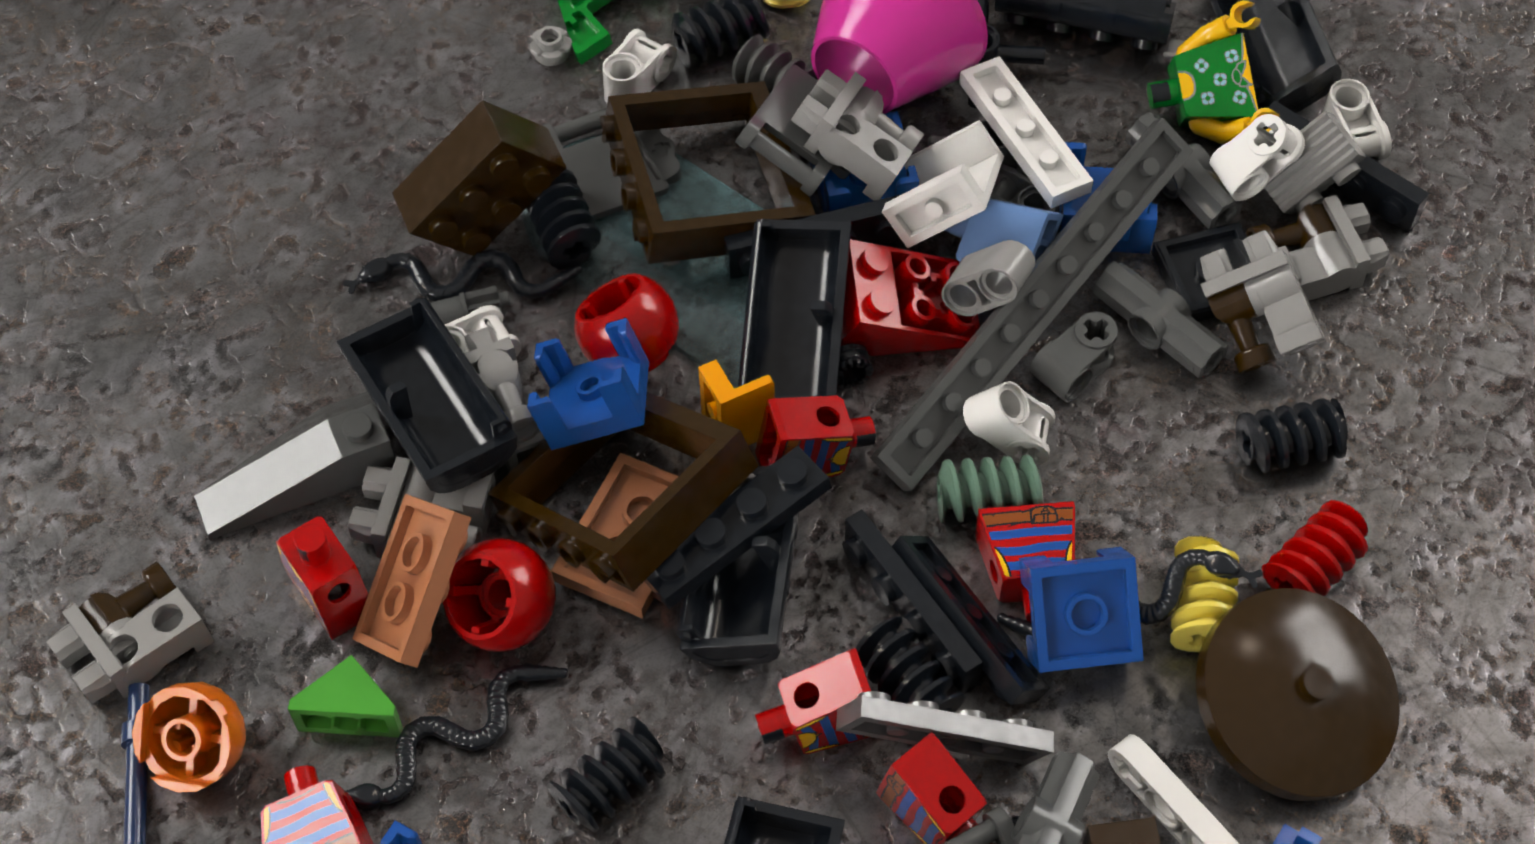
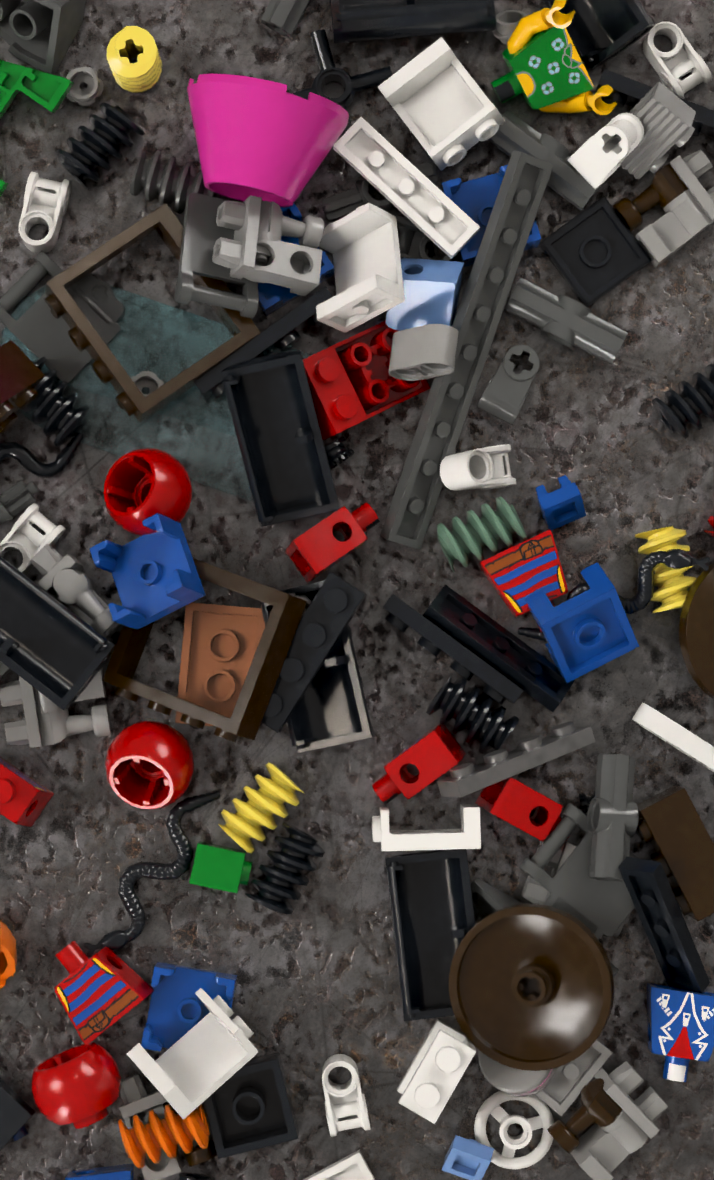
camera: 25 degrees left, 30 degrees up
(345, 703) = (72, 879): bright green slope -> none
(412, 580) = (82, 781): nougat plate -> none
(529, 748) = (220, 867): none -> green brick
(610, 693) = (260, 808): none -> light yellow piece
(736, 407) = (255, 546): light orange panel -> none
(804, 785) = (429, 839): none -> white panel
(1087, 85) = (441, 104): none -> white panel
(1096, 493) = (561, 505): none -> blue tile
(1257, 289) = (644, 277): light grey hips -> none

